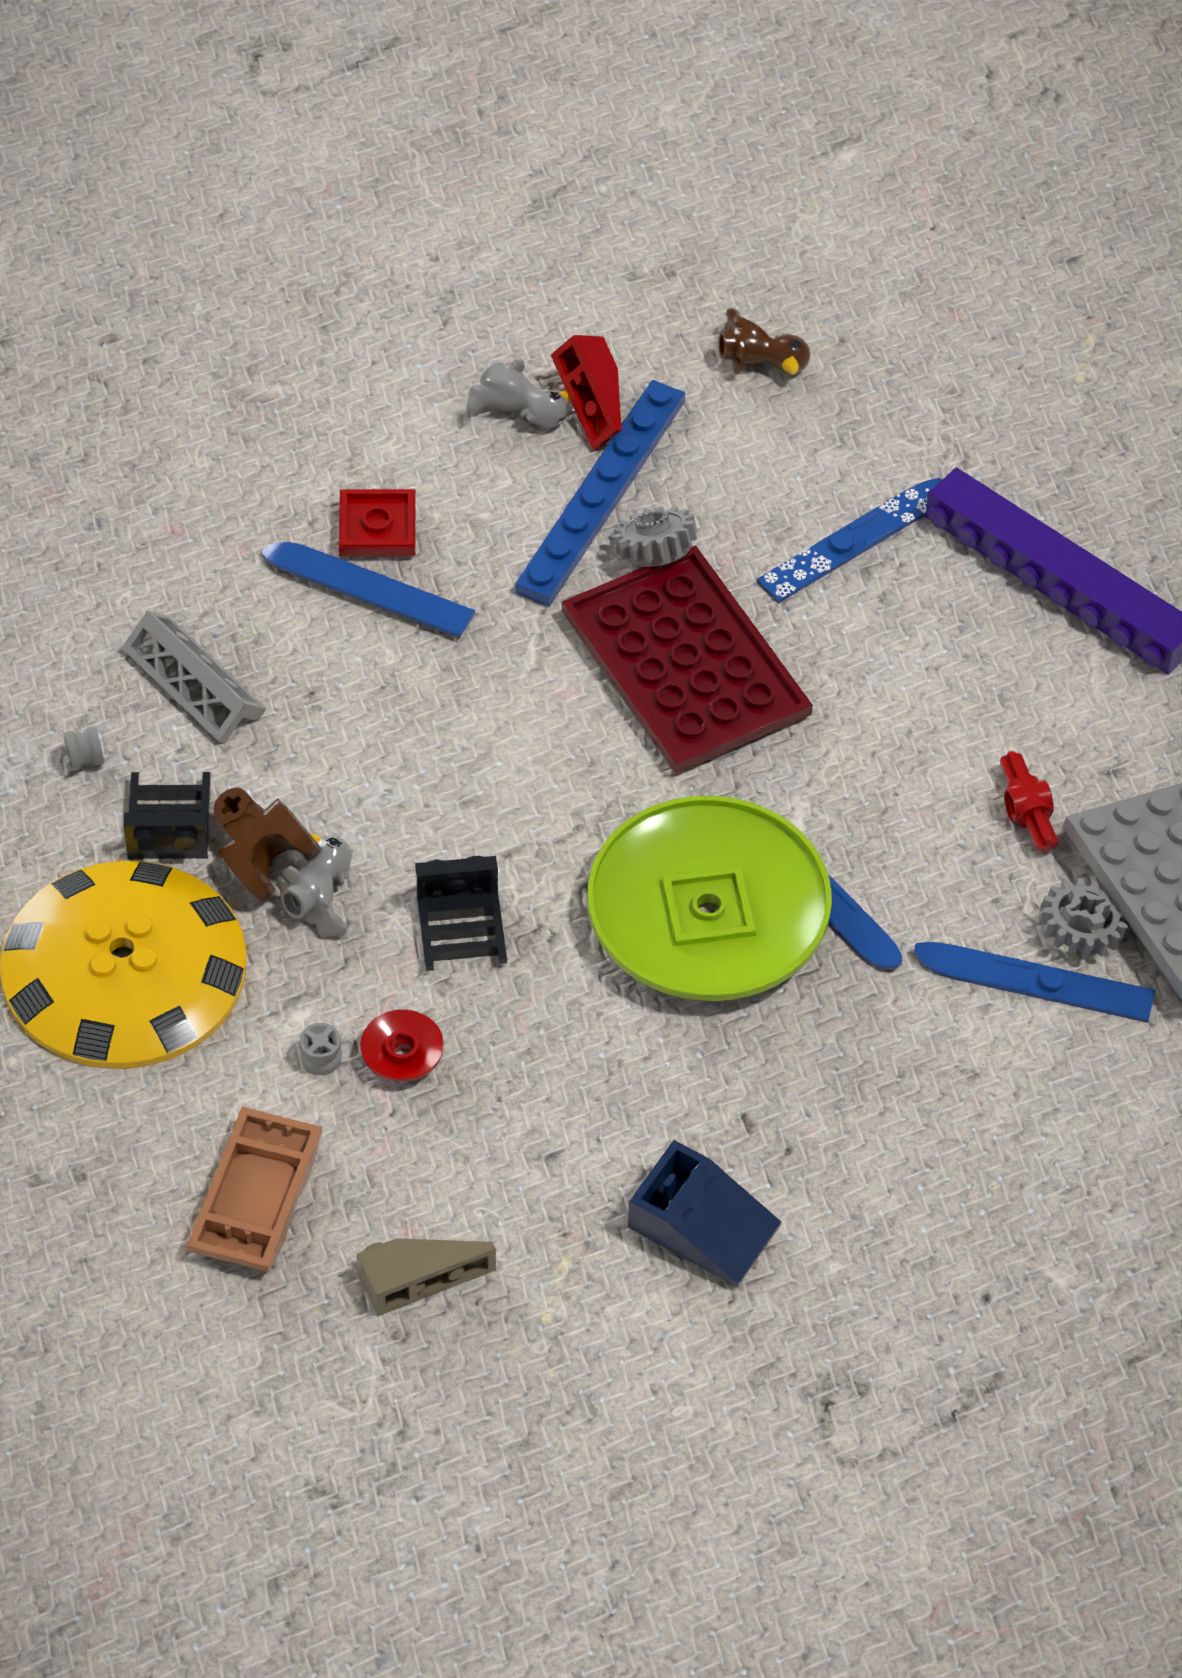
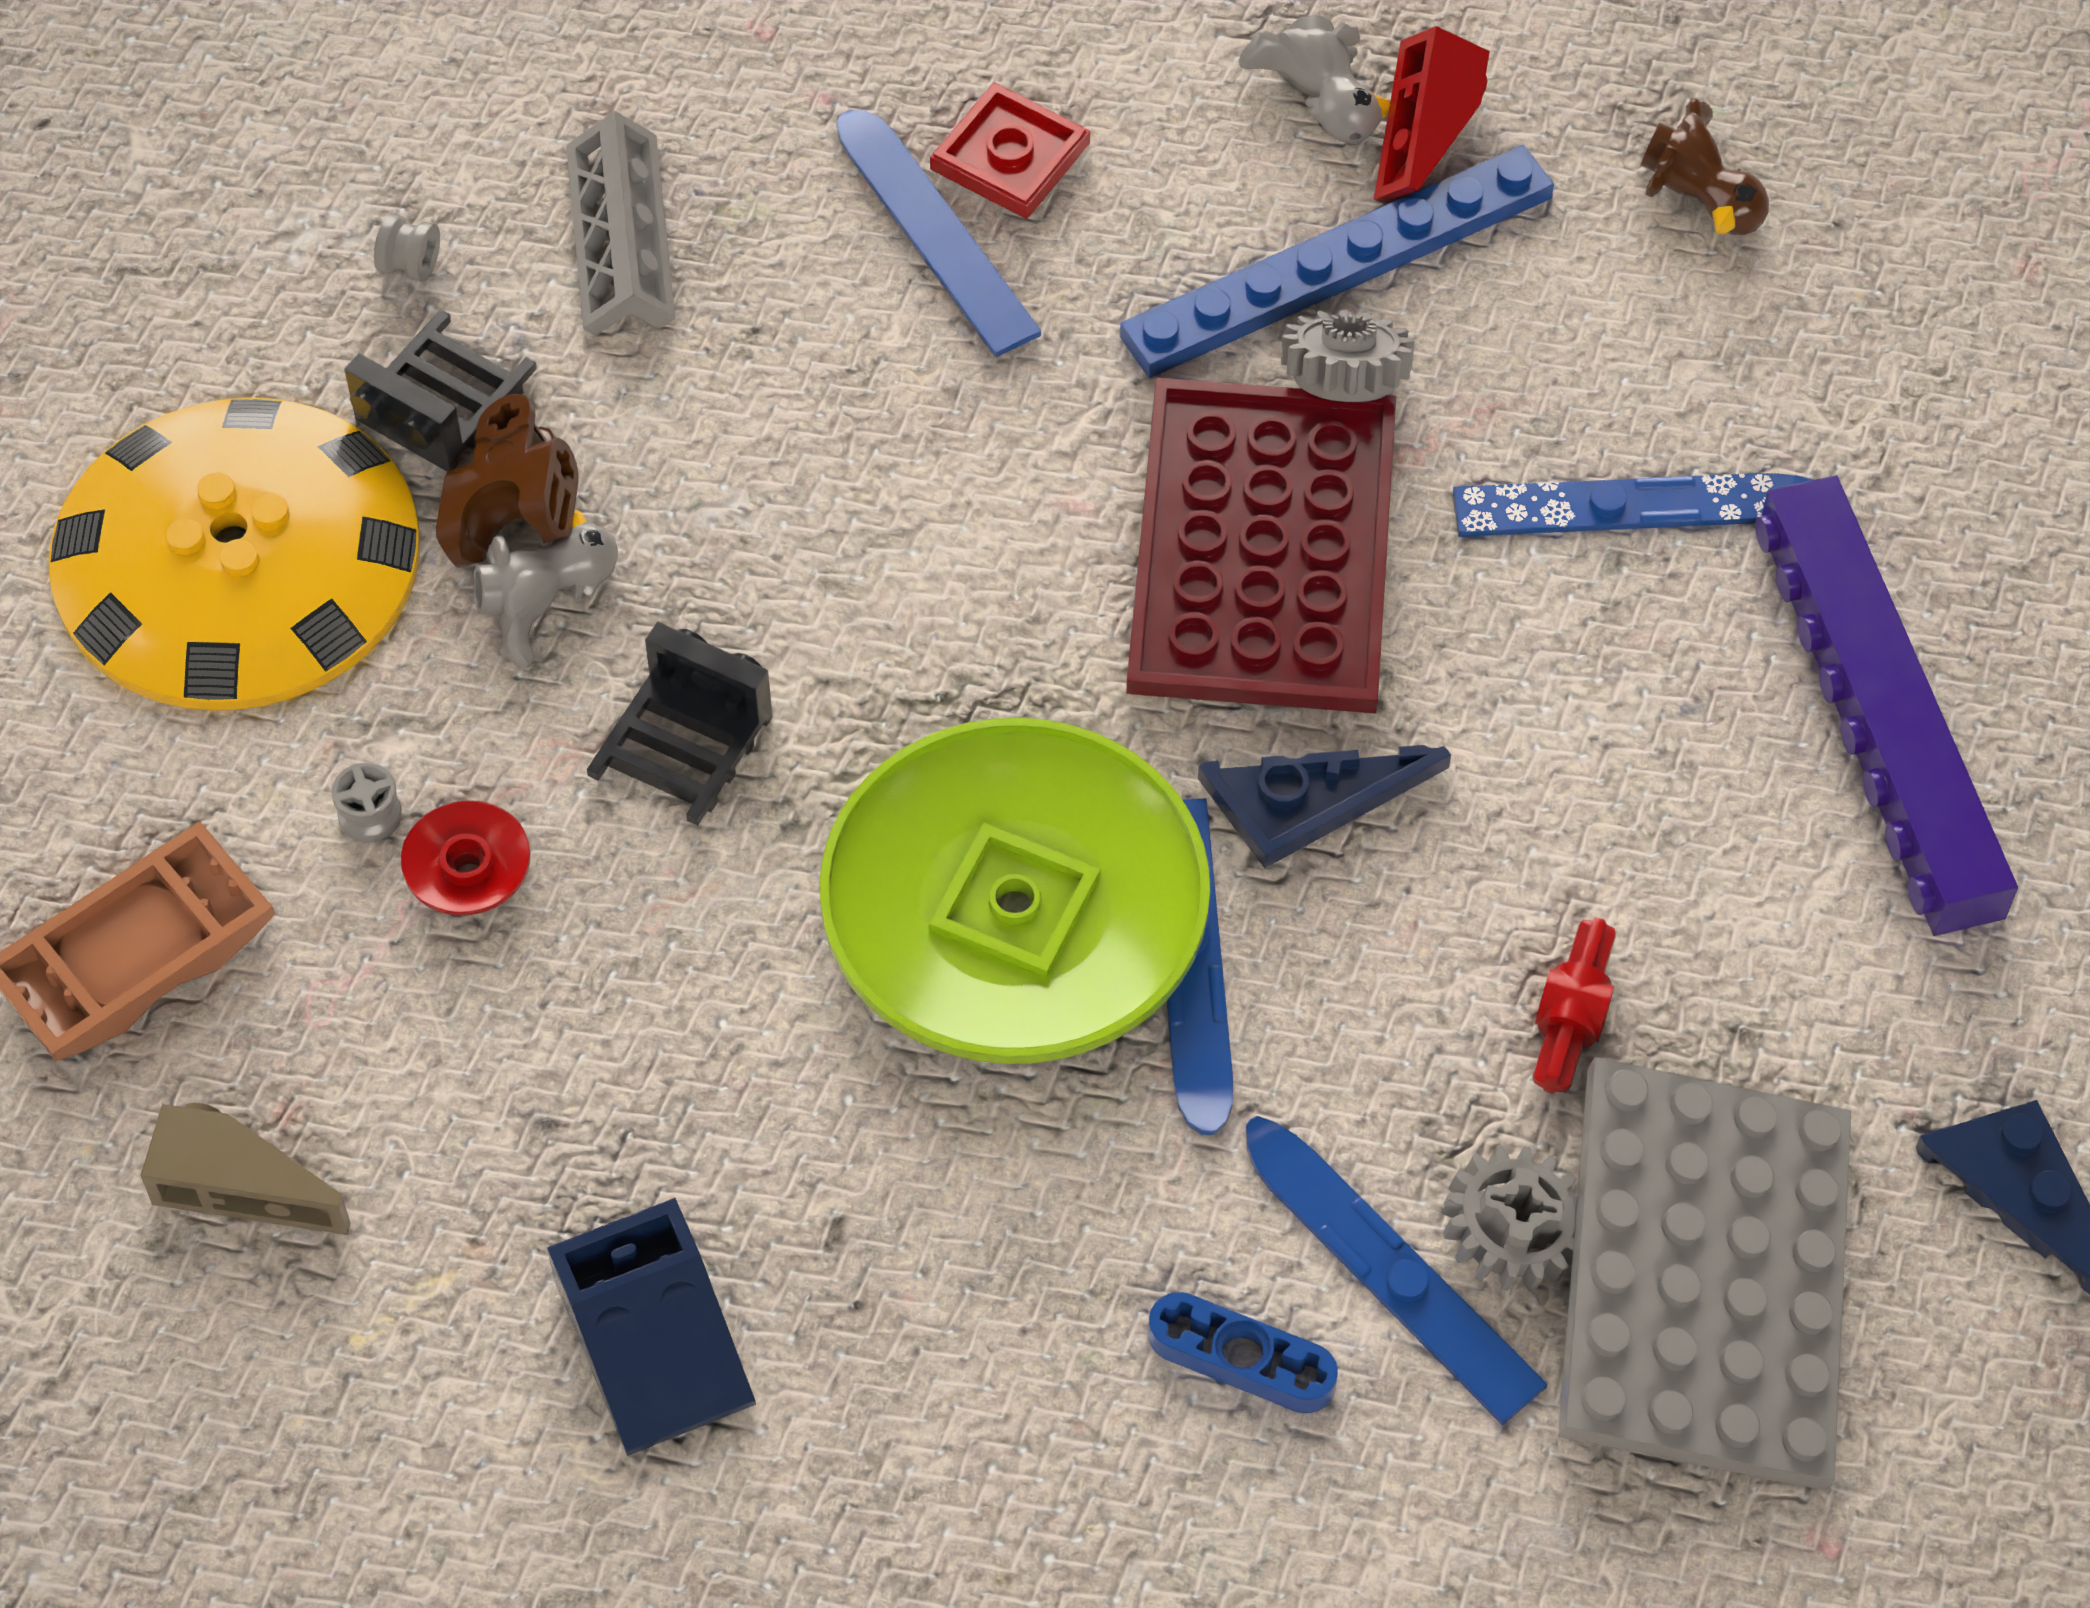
camera: 35 degrees right, 5 degrees up
(811, 777) = (1305, 798): none -> dark blue wing
(989, 1073) = (1295, 1352): none -> blue beam

